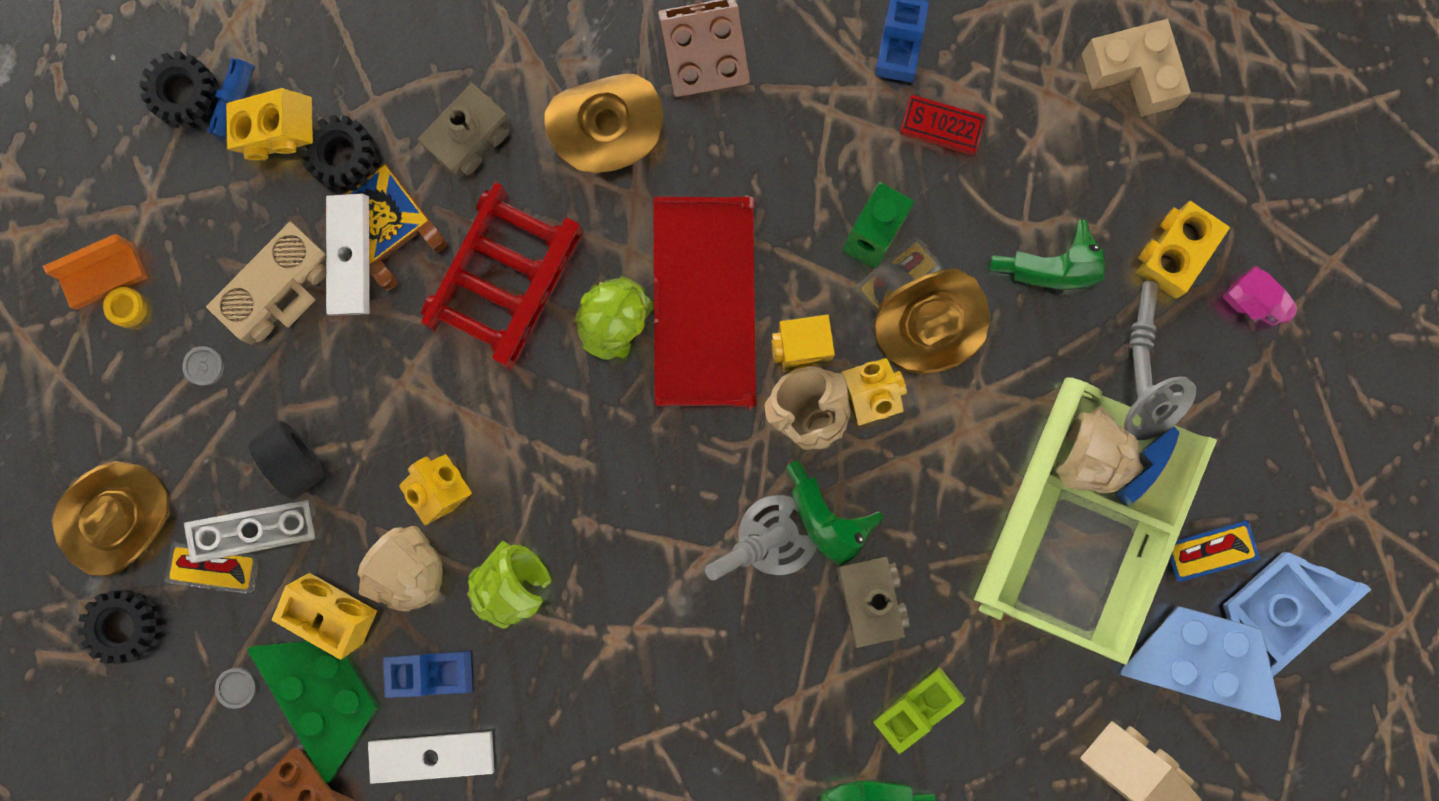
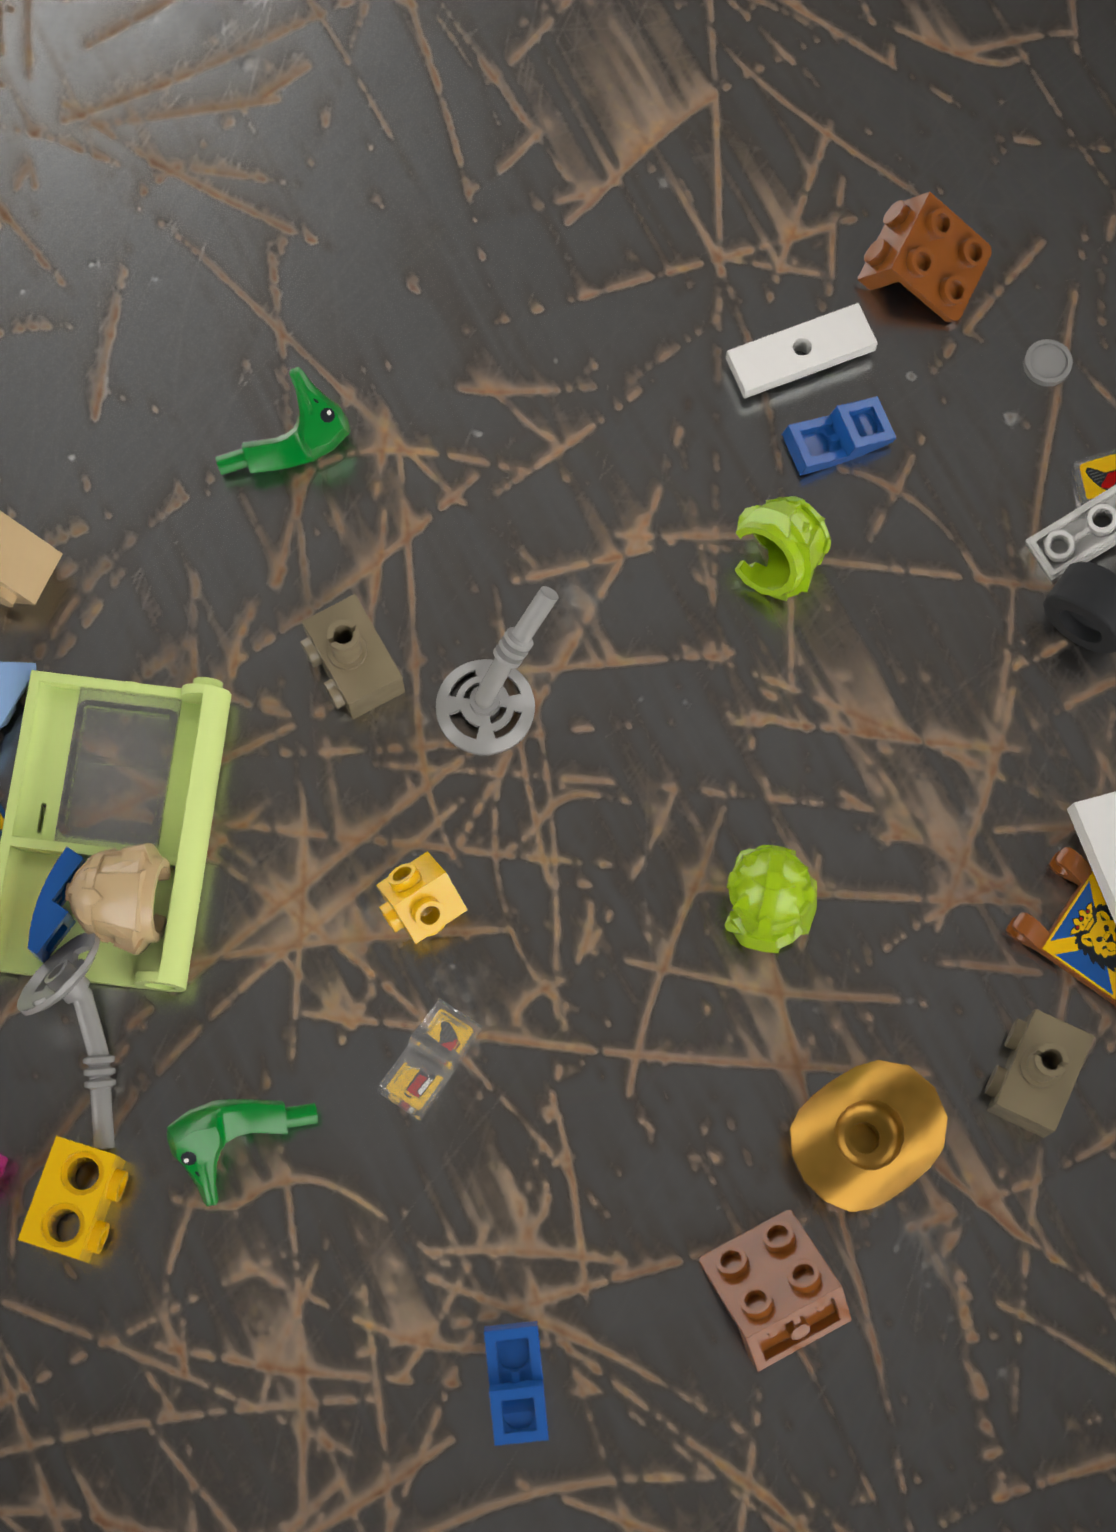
camera: 155 degrees right, 10 degrees down
(319, 697) = (952, 379): green wing -> none
(324, 615) = (979, 454): yellow brick -> none
(401, 570) = (909, 527): tan helmet -> none
(434, 488) = (909, 630): yellow brick -> none
(524, 309) = (876, 922): red fence -> none
(704, 301) = (664, 955): red door -> none
(803, 343) = (524, 923): yellow brick -> none
(810, 406) = (494, 851): tan helmet -> none
(833, 536) = (419, 715): green animal -> none
(878, 225) = (471, 1115): green torso -> none
(919, 710) = (263, 560): lime slope -> none
(933, 322) = (366, 1011): pearl gold hat -> none
(942, 125) = (428, 1278): red tile -> none
(1146, 58) = (182, 1450): tan brick -> none

